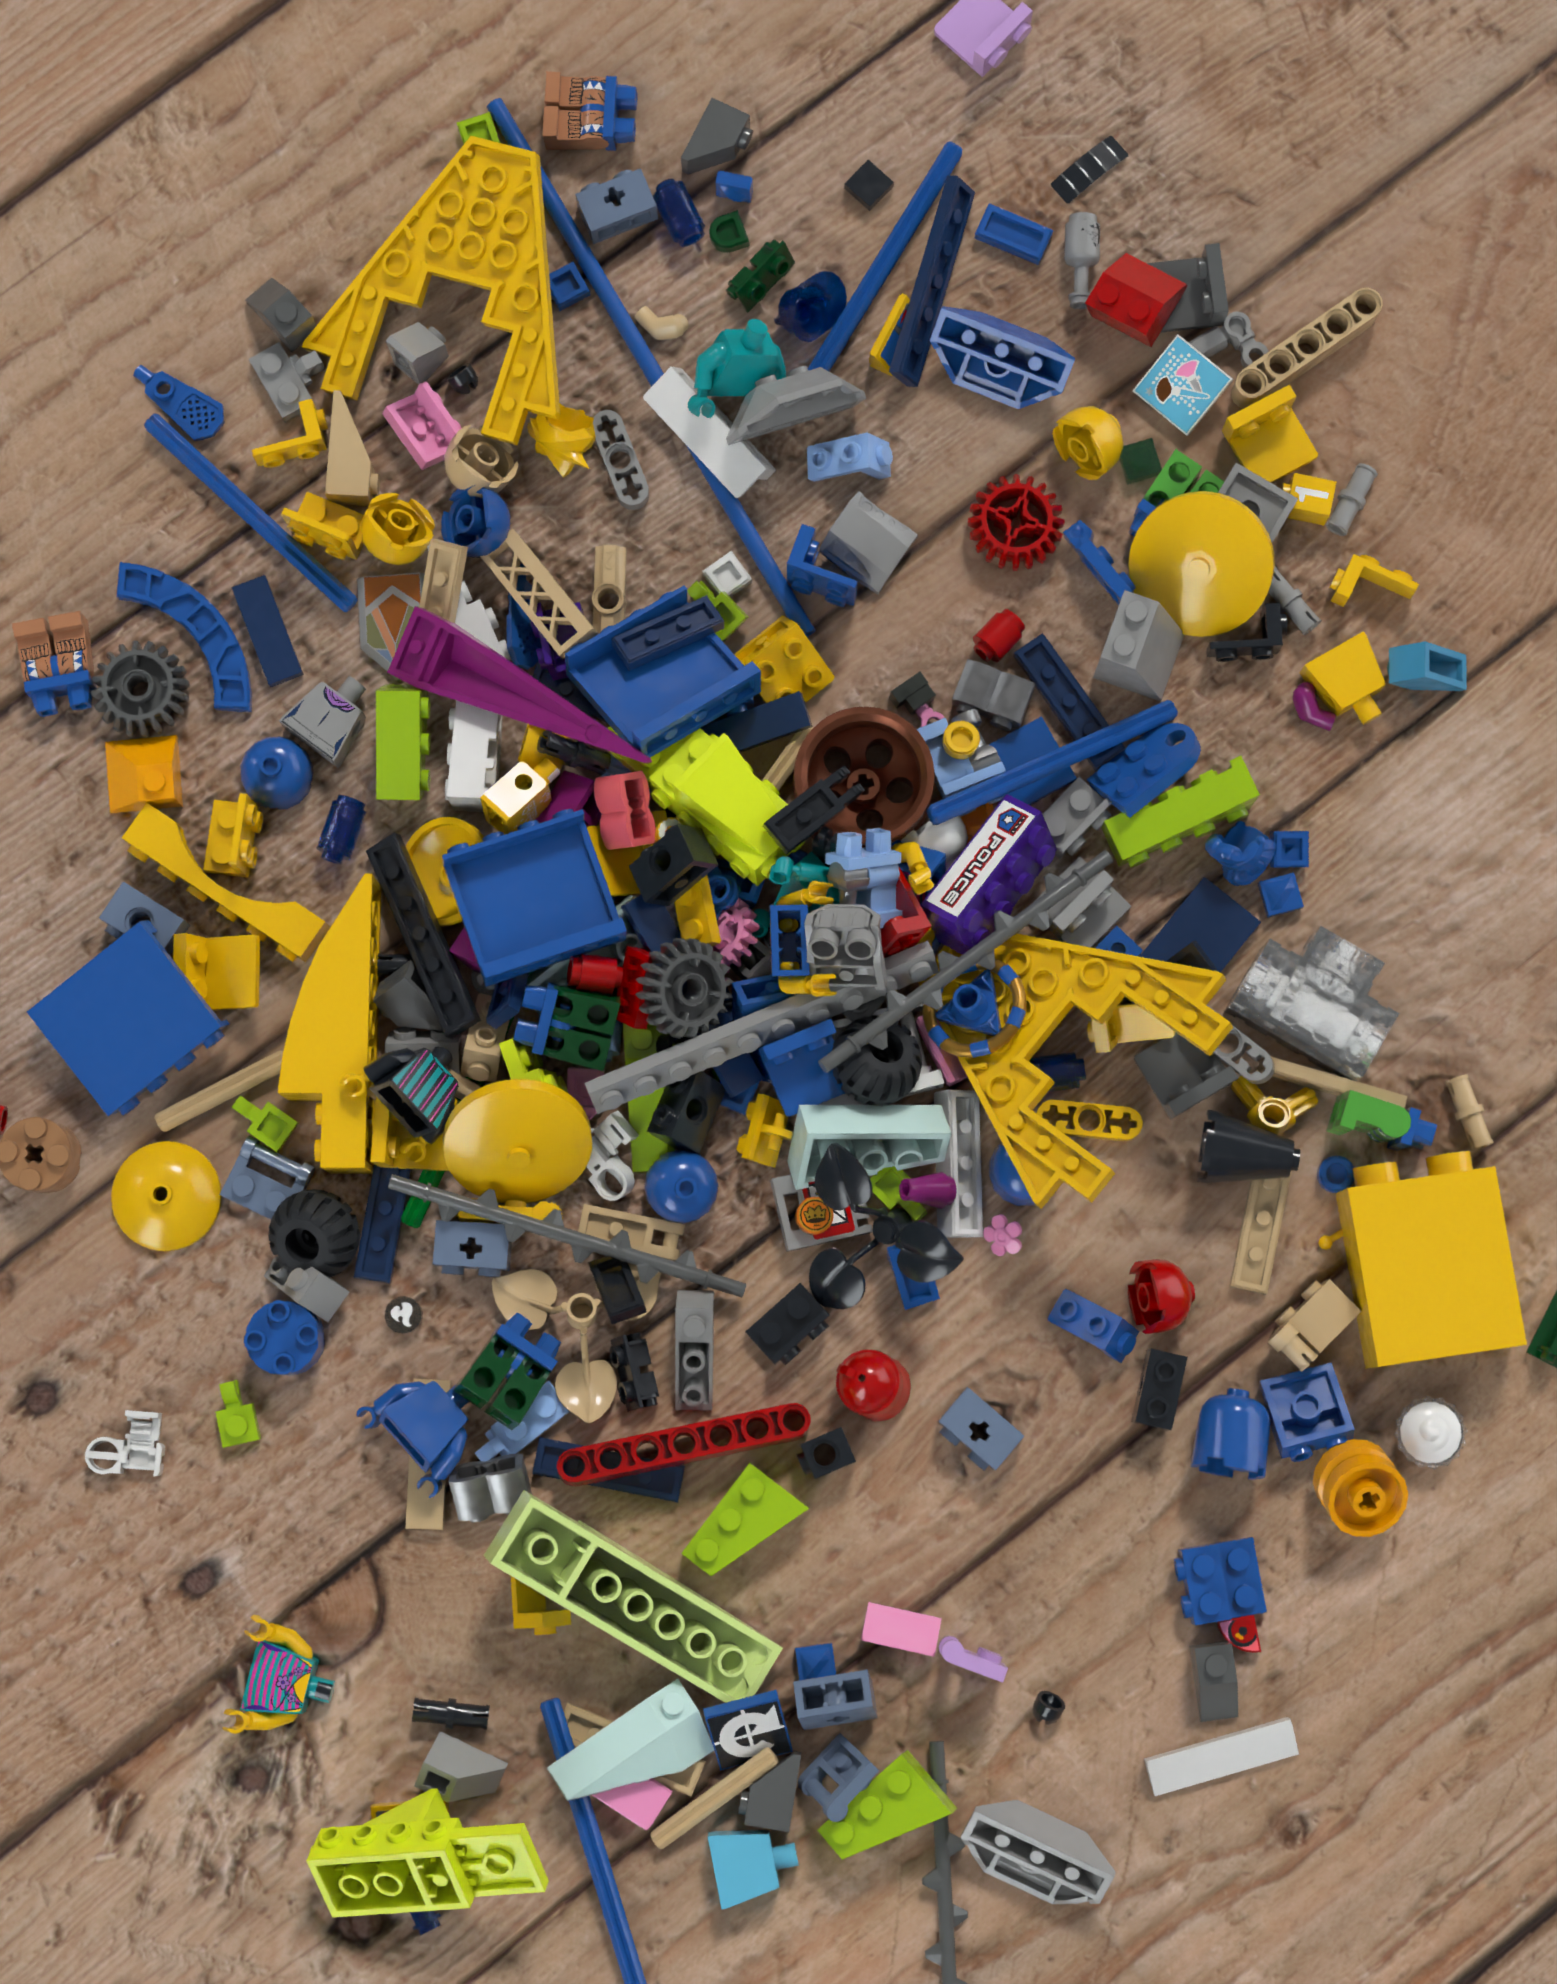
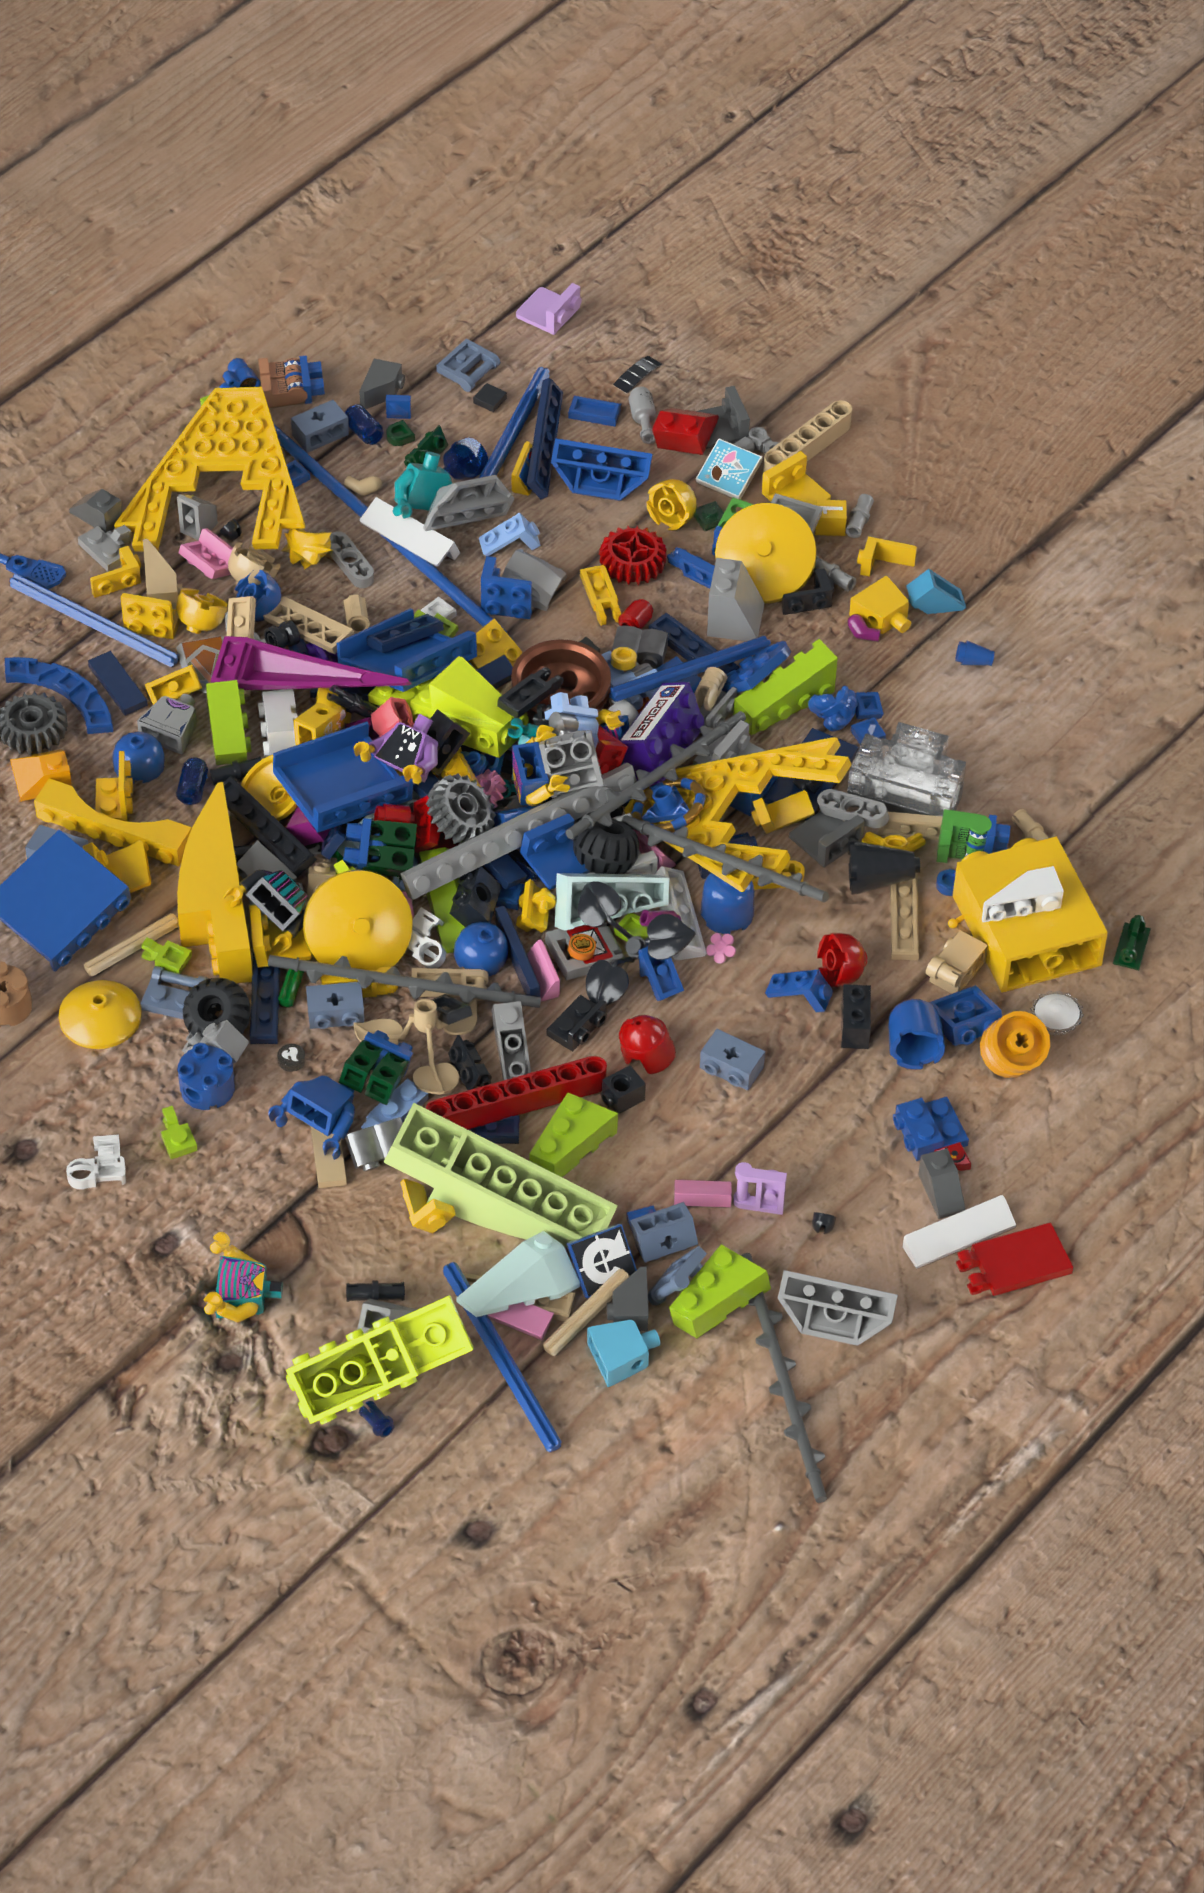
camera: 15 degrees left, 30 degrees down
(341, 654) = (174, 684): none -> yellow slope
(403, 818) = (236, 770): none -> black pin
(496, 611) = (284, 635): none -> black wheel
(523, 96) = (240, 375): none -> blue piece
(624, 885) = (404, 749): none -> torso
(728, 1204) = (517, 953): none -> dark blue tile
(755, 1235) = (544, 971): none -> bright pink slope
(840, 110) = (463, 359): none -> sand blue plate
(958, 580) = (600, 592): none -> yellow hinge
(1031, 1164) = (730, 862): none -> dark grey plant
(1075, 796) = (710, 687): none -> tan hinge
(1287, 1812) = (1015, 1260): none -> red tile
(1438, 1271) = (1028, 894): none -> white slope
(1457, 783) = (973, 654): none -> blue cone

